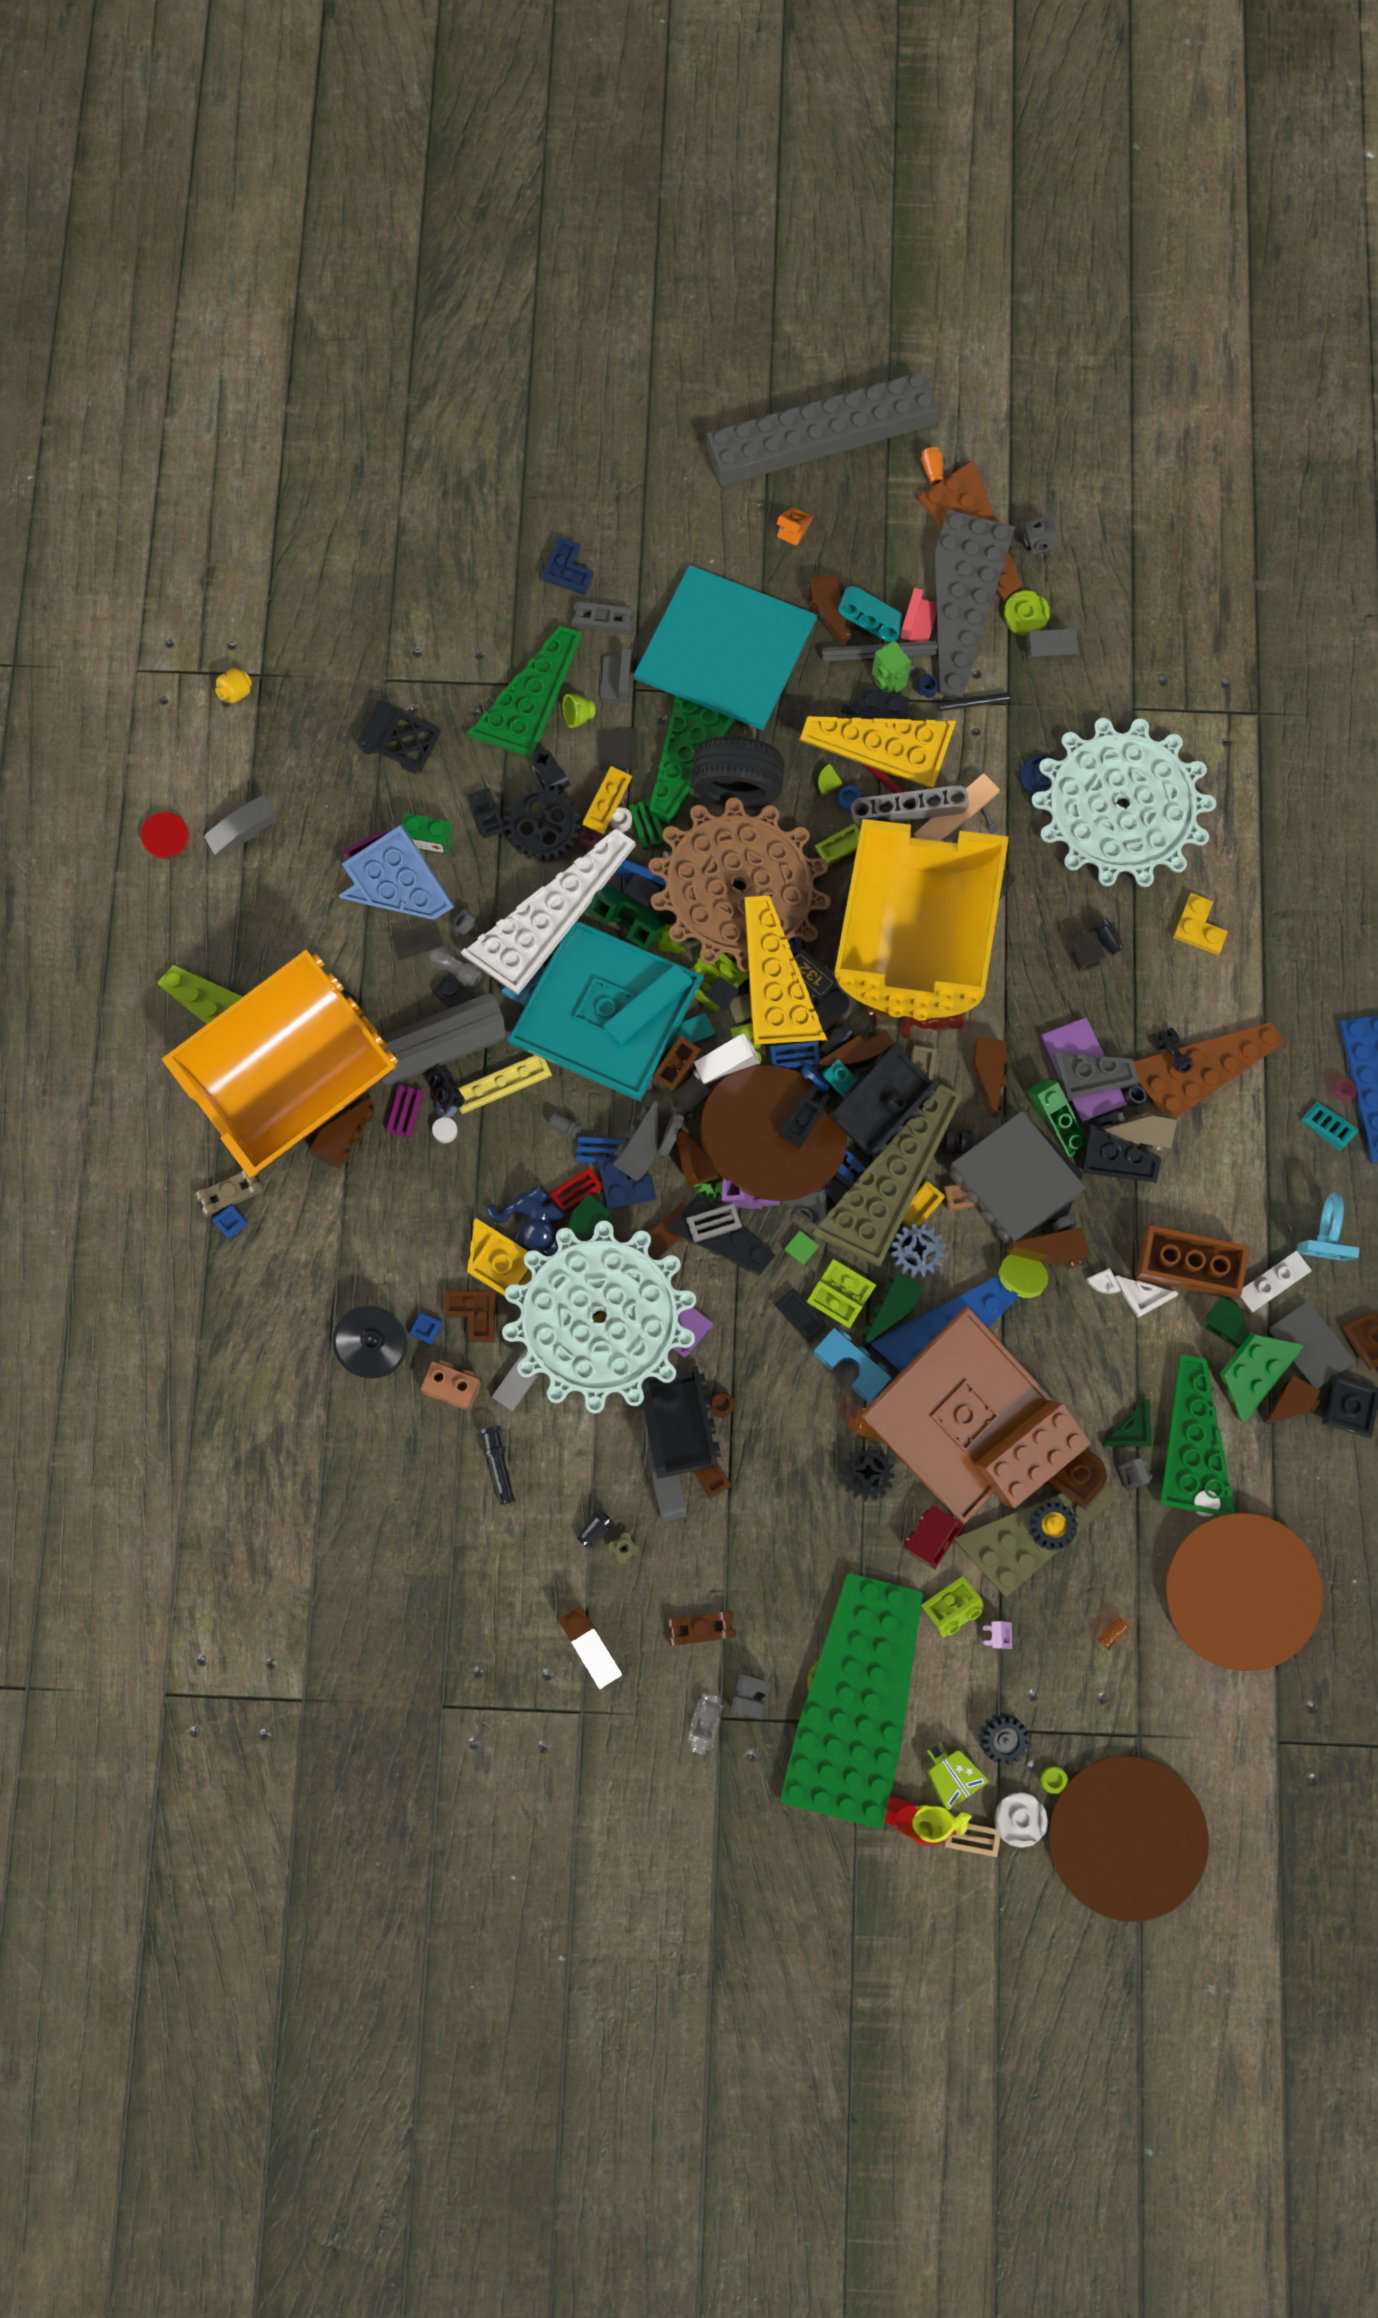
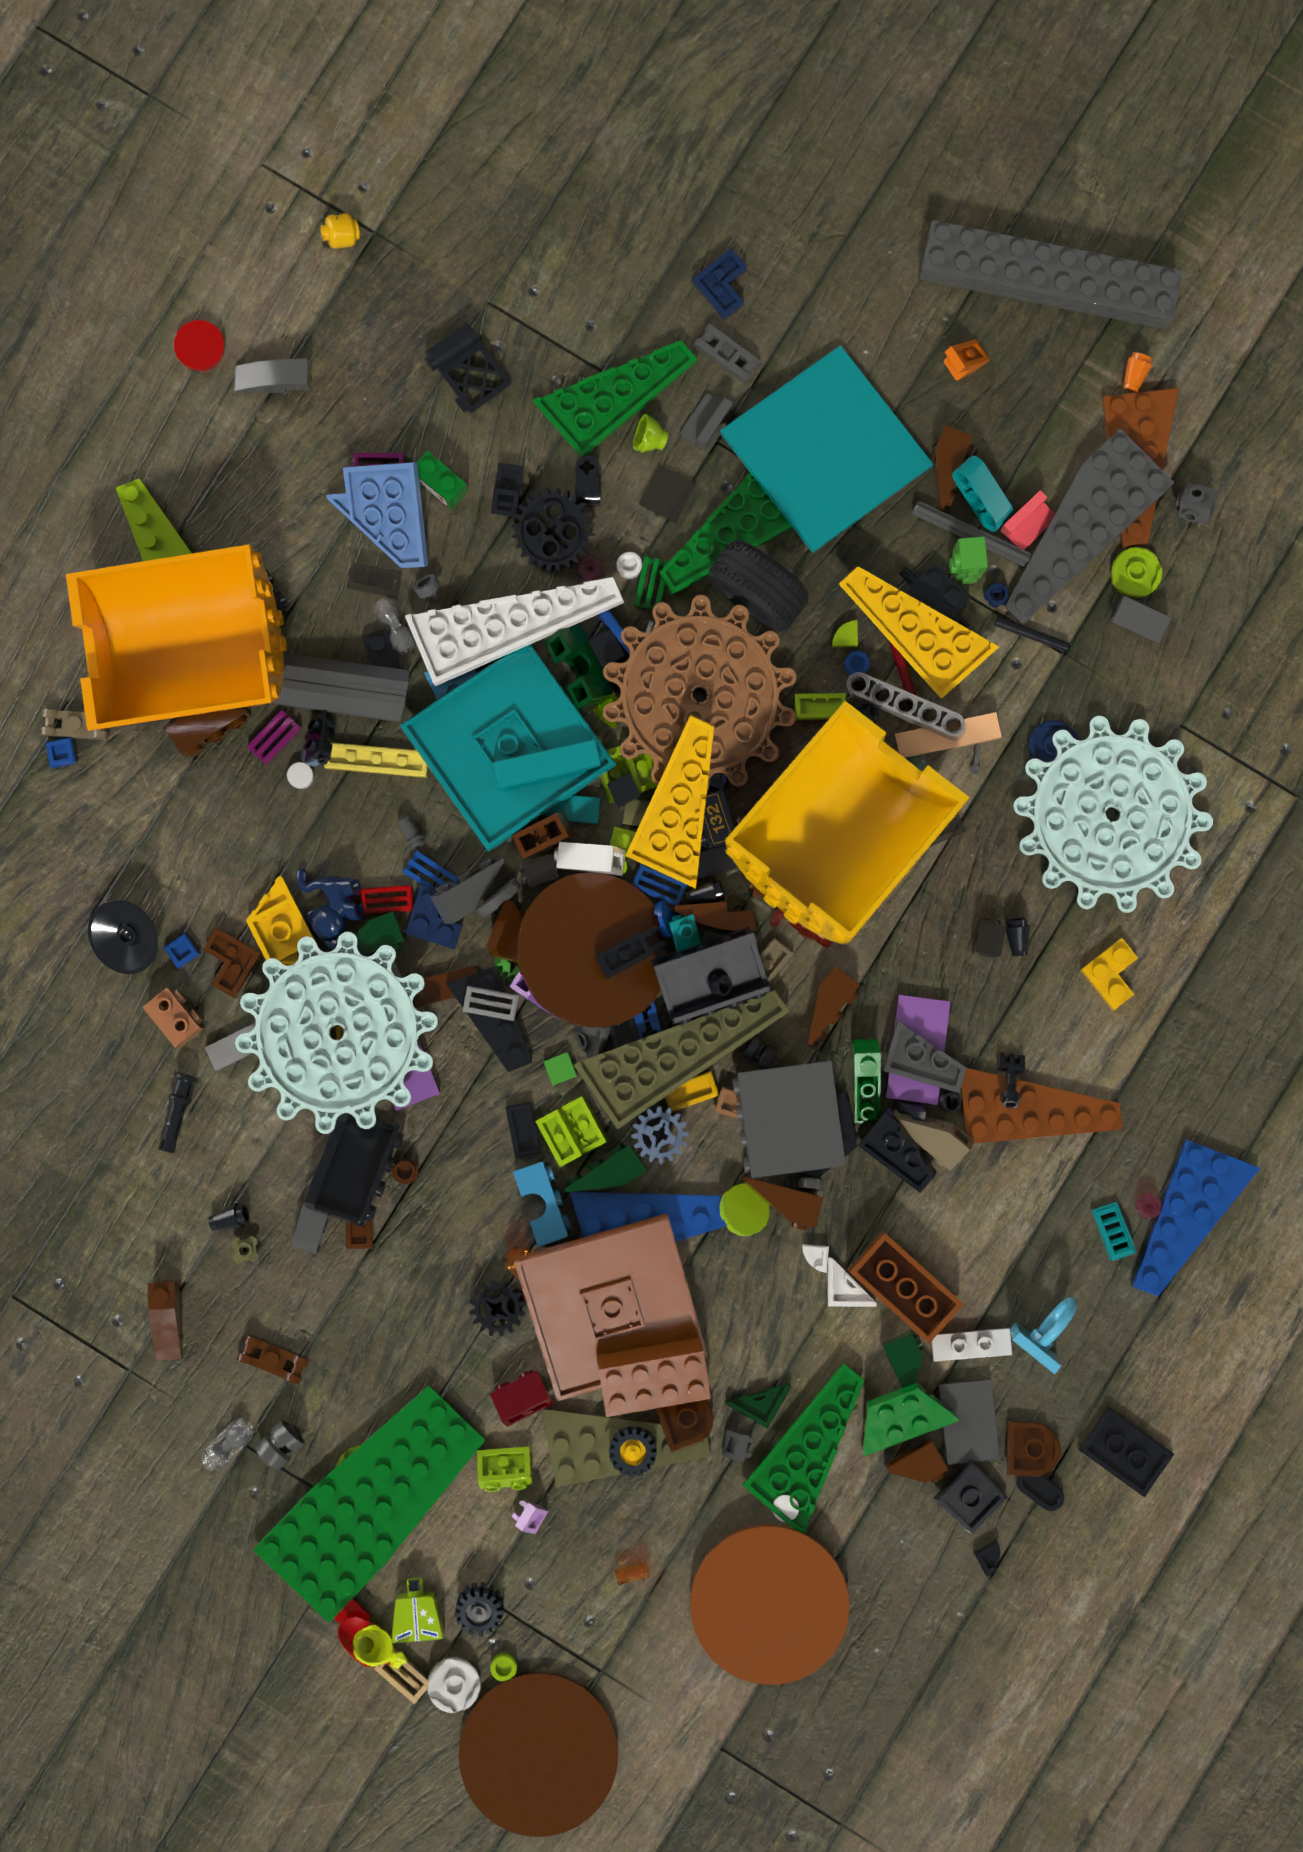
camera: 30 degrees right, 10 degrees up
(607, 800) = (625, 541): yellow plate -> none

